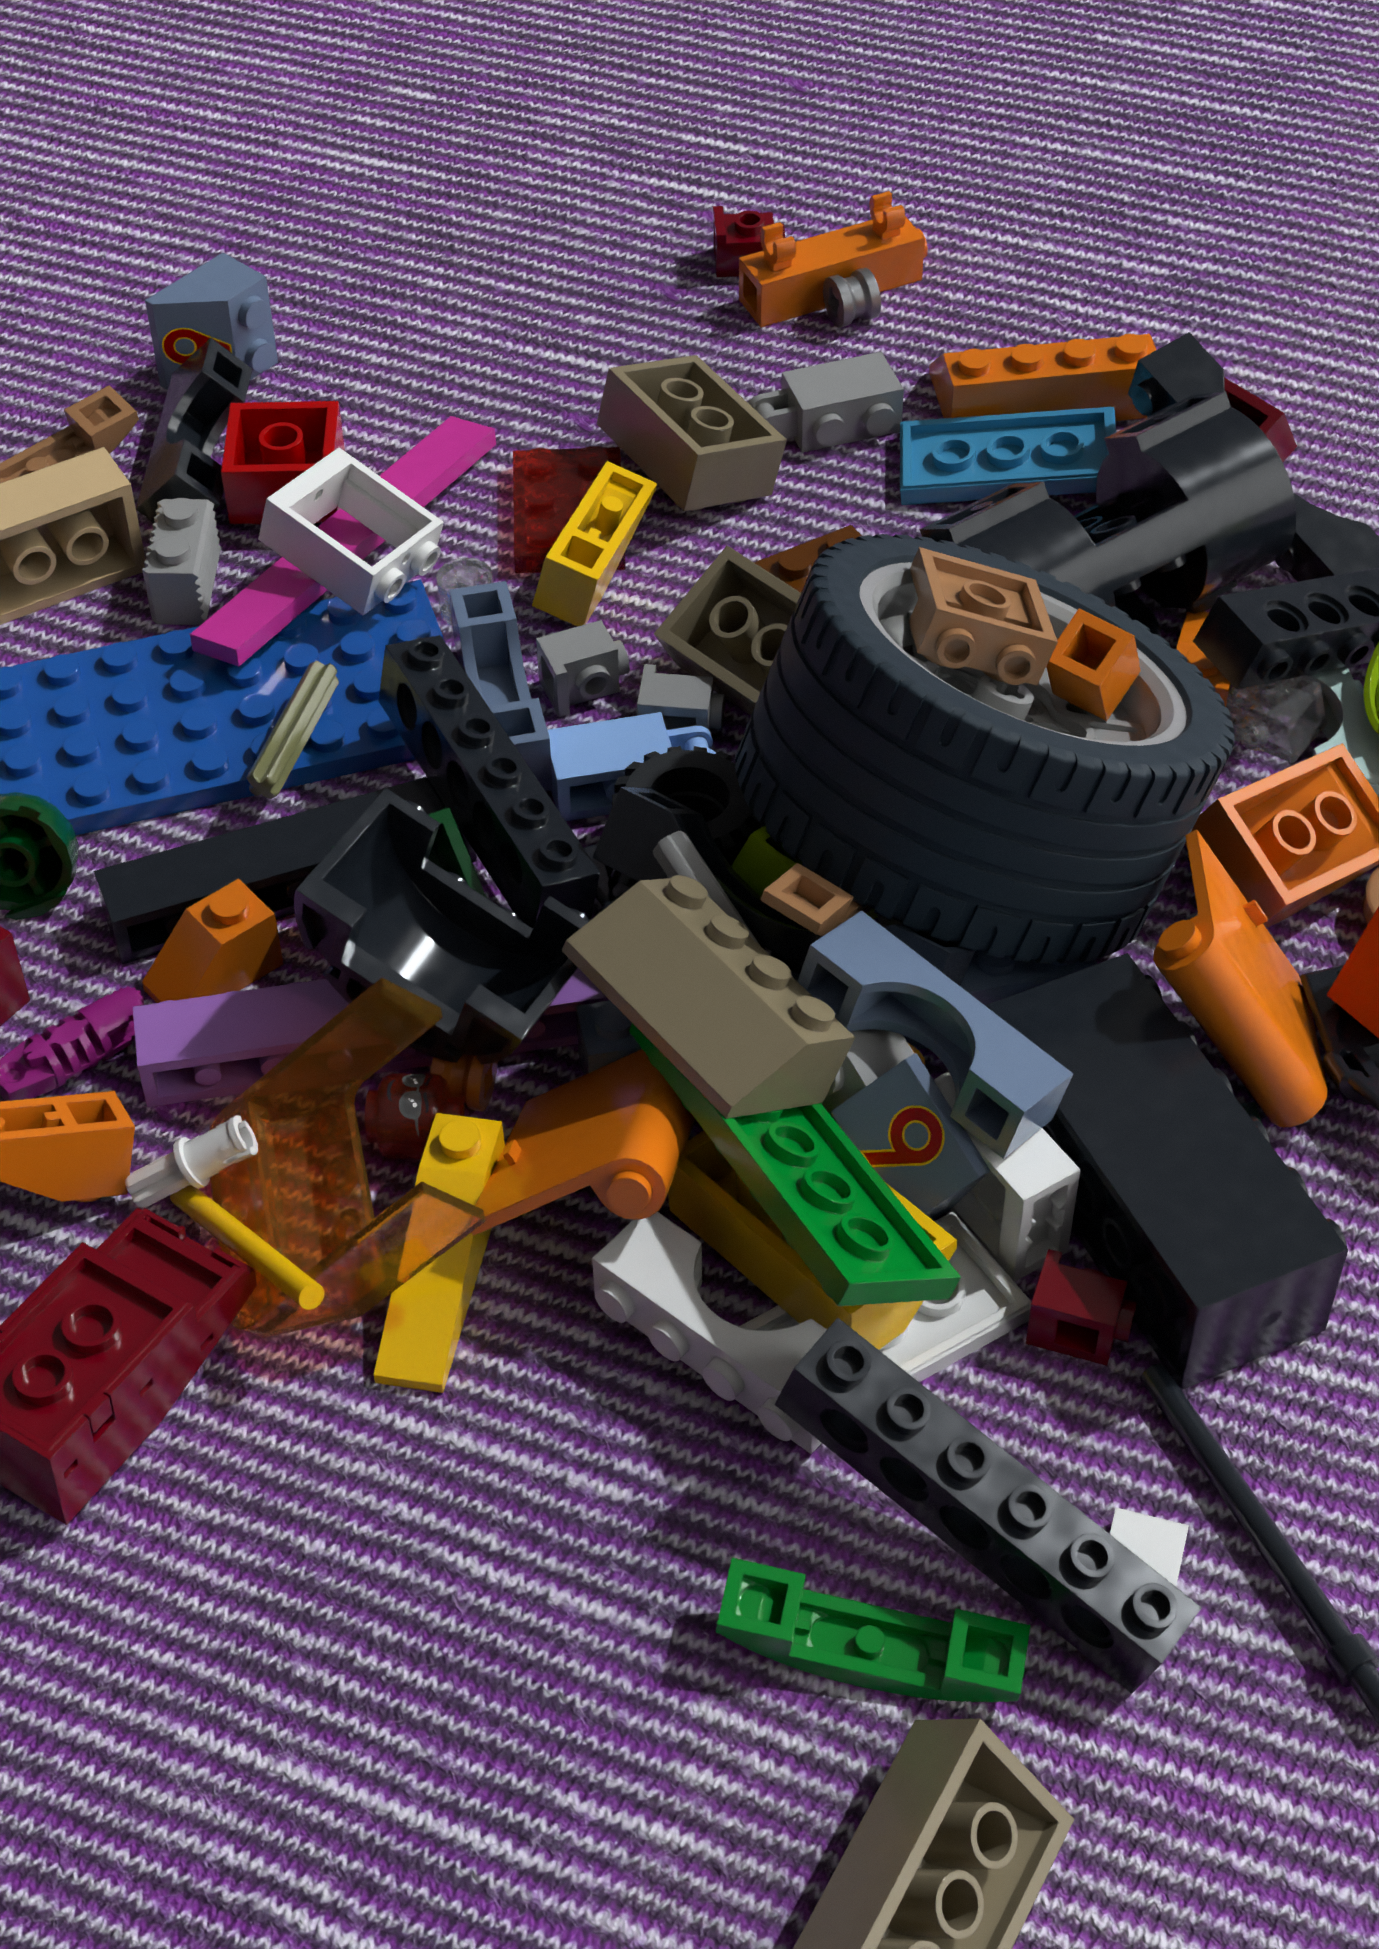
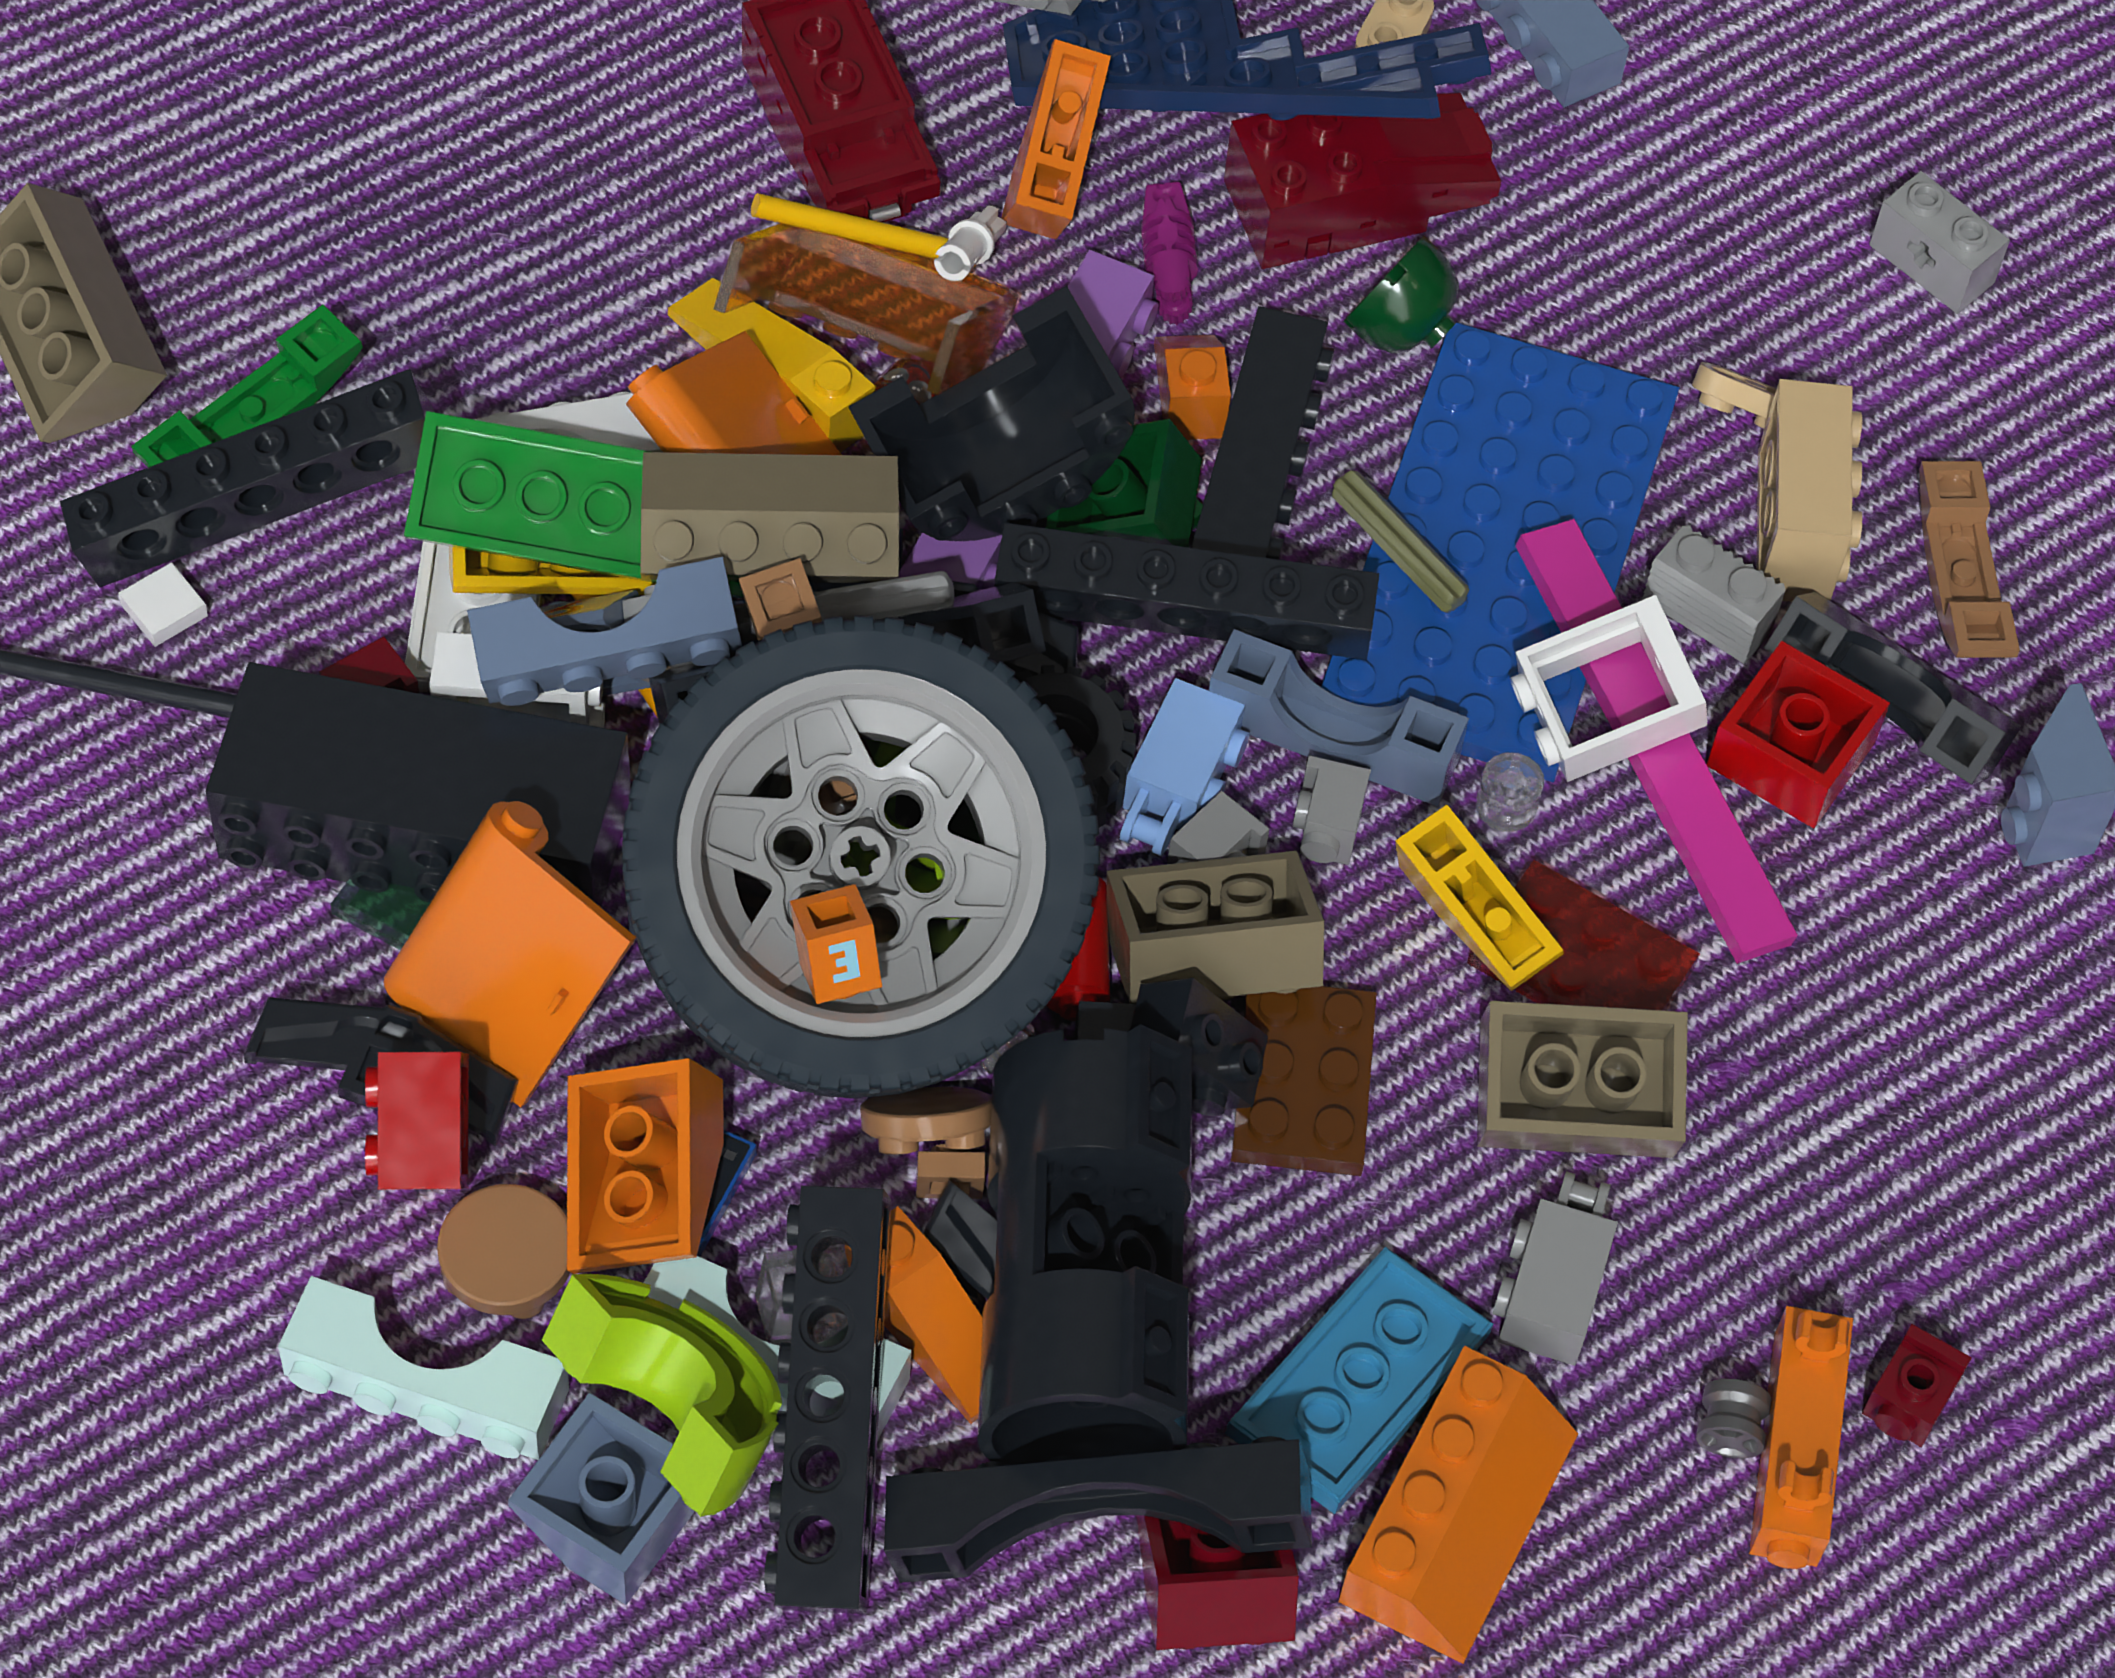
camera: 120 degrees right, 10 degrees up
(980, 618) = (934, 854): medium nougat plate -> none

